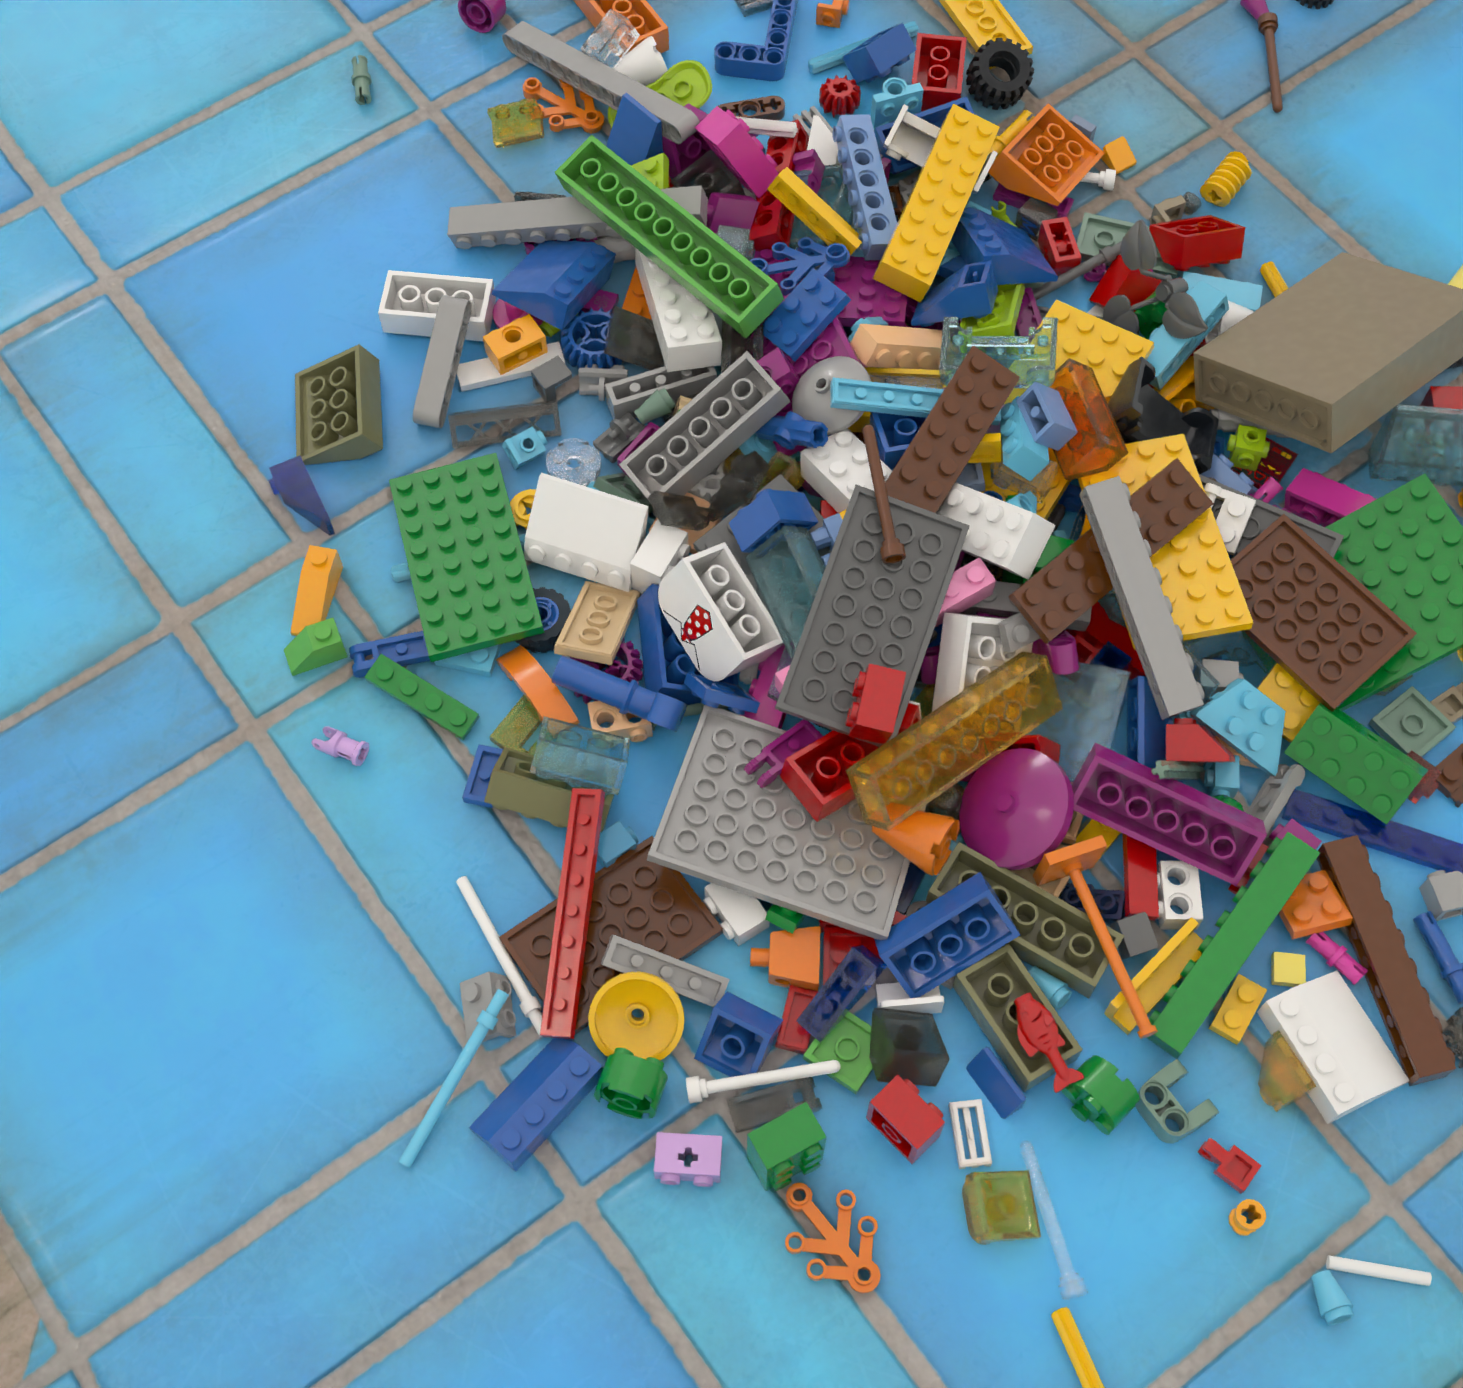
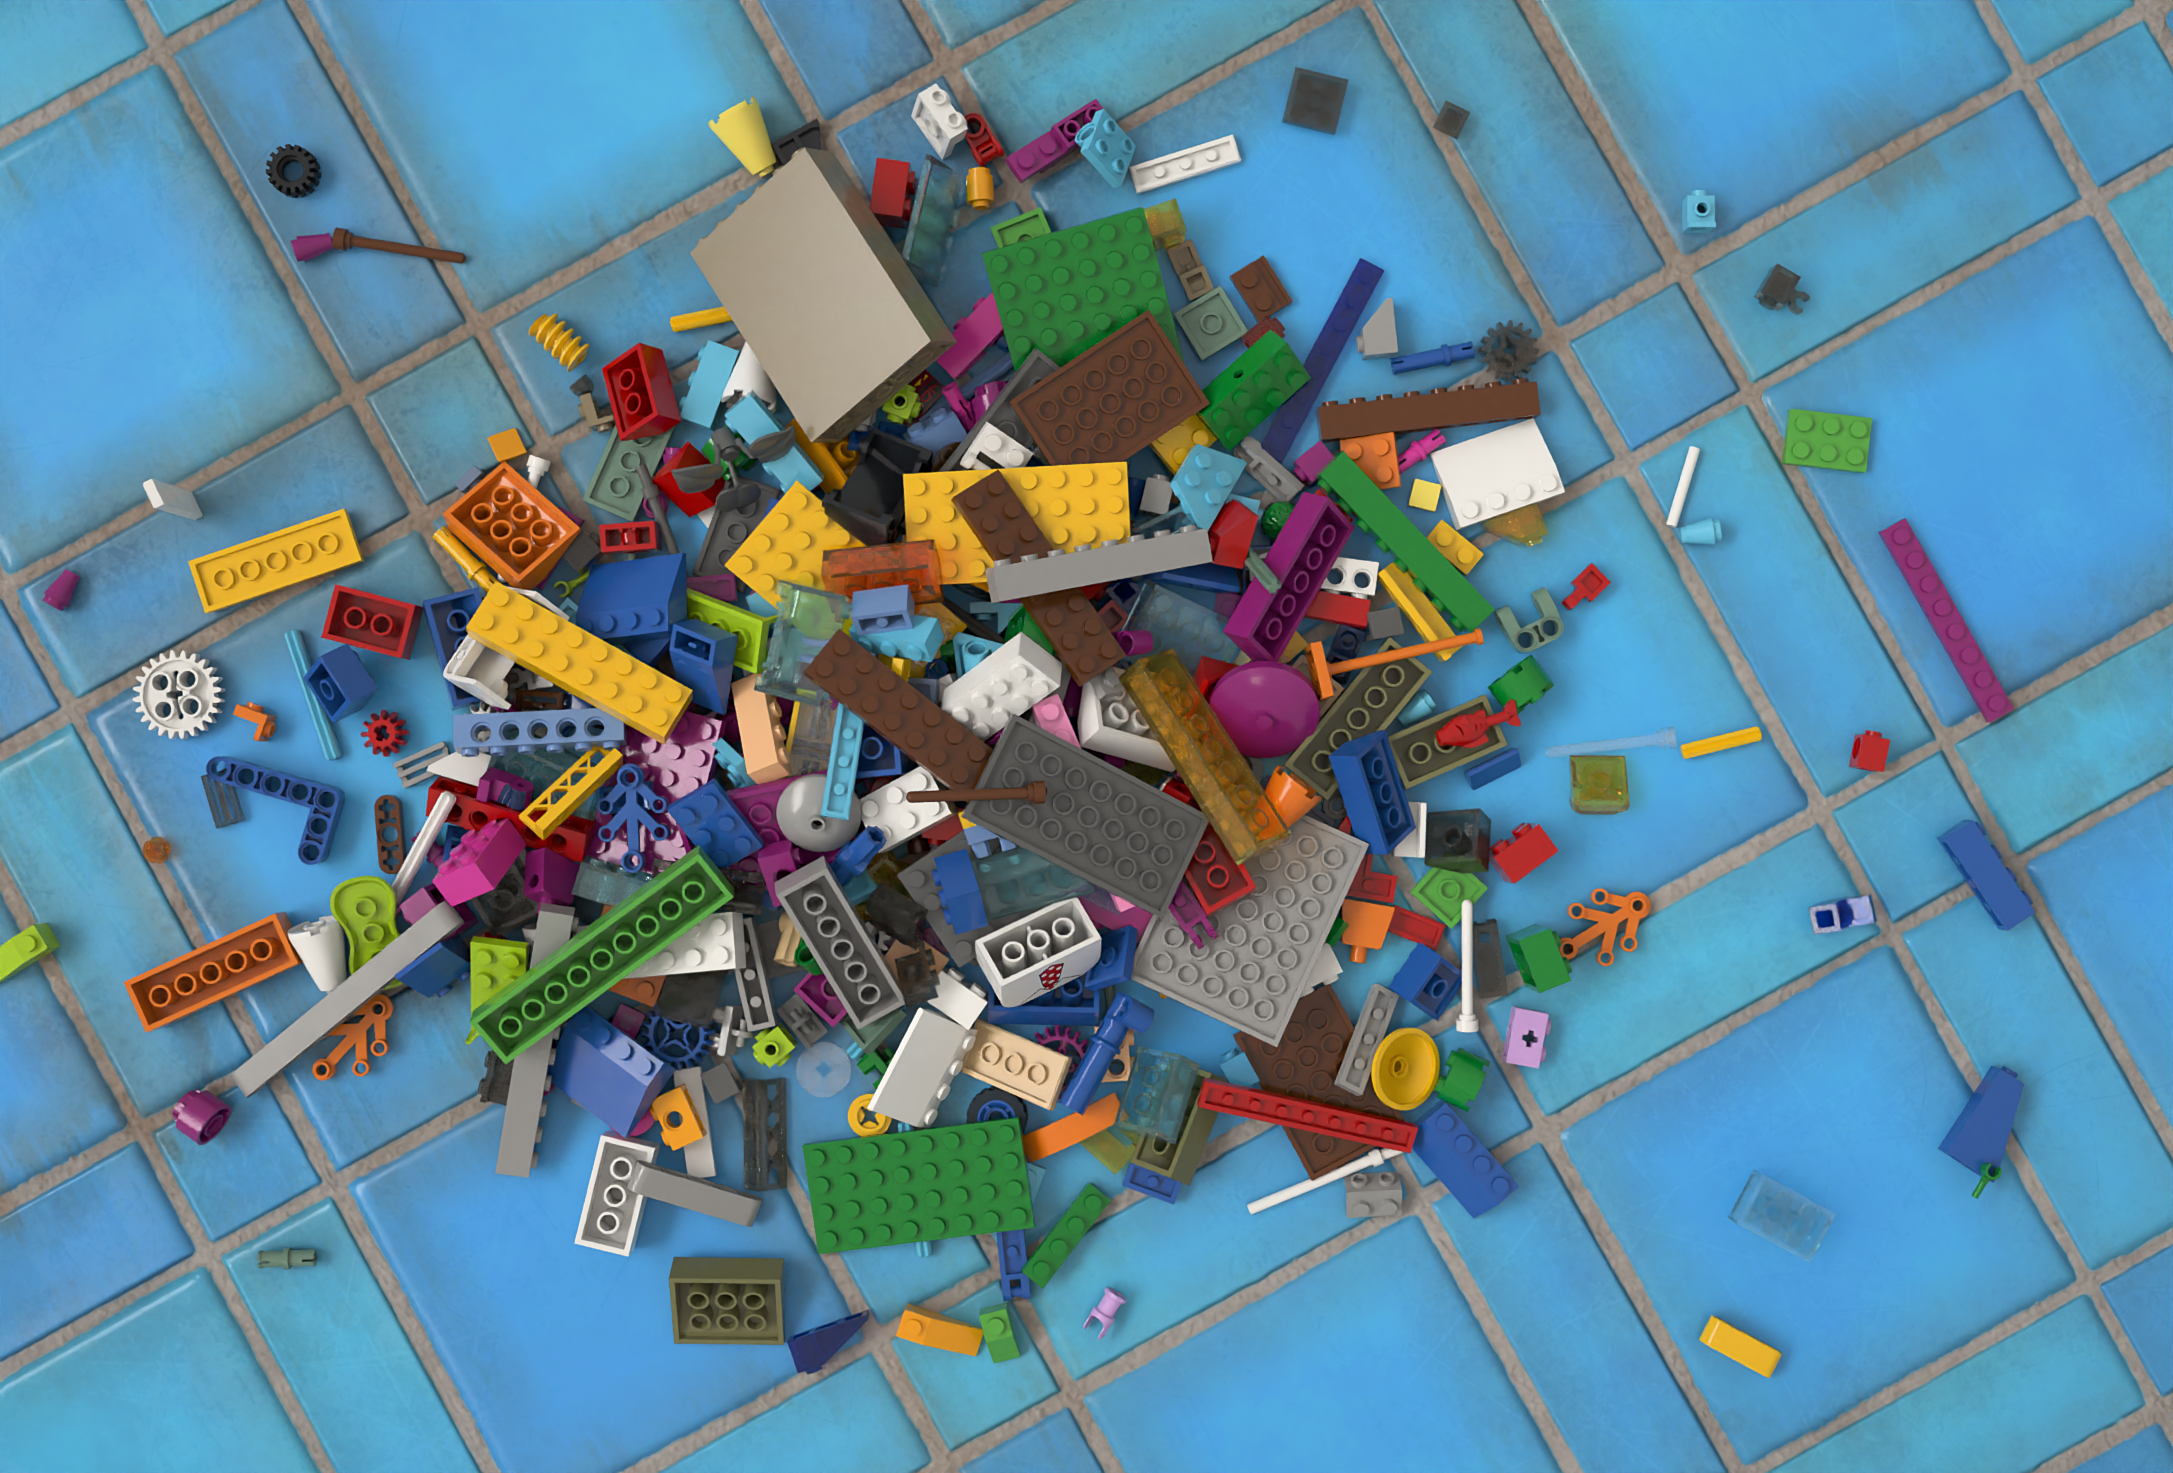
camera: 80 degrees left, 25 degrees up
(486, 1021) = (1395, 1199): medium azure bar -> none
(516, 122) = (380, 1091): clear yellow bracket -> none
(518, 453) = (791, 1113): medium azure brick -> none
(592, 415) = (781, 1039): none -> lime brick
(611, 39) = (296, 981): clear brick -> none
(655, 406) = (781, 983): sand green cone -> none
(841, 991) = (1405, 889): clear blue slope -> none
(876, 704) = (1183, 829): red brick -> none
(894, 95) = (426, 689): medium azure plate -> none
(973, 1162) = (1507, 796): white tile -> none
(1009, 58) = (392, 533): black tyre -> none
(1255, 1212) = (1639, 582): light orange bush -> none

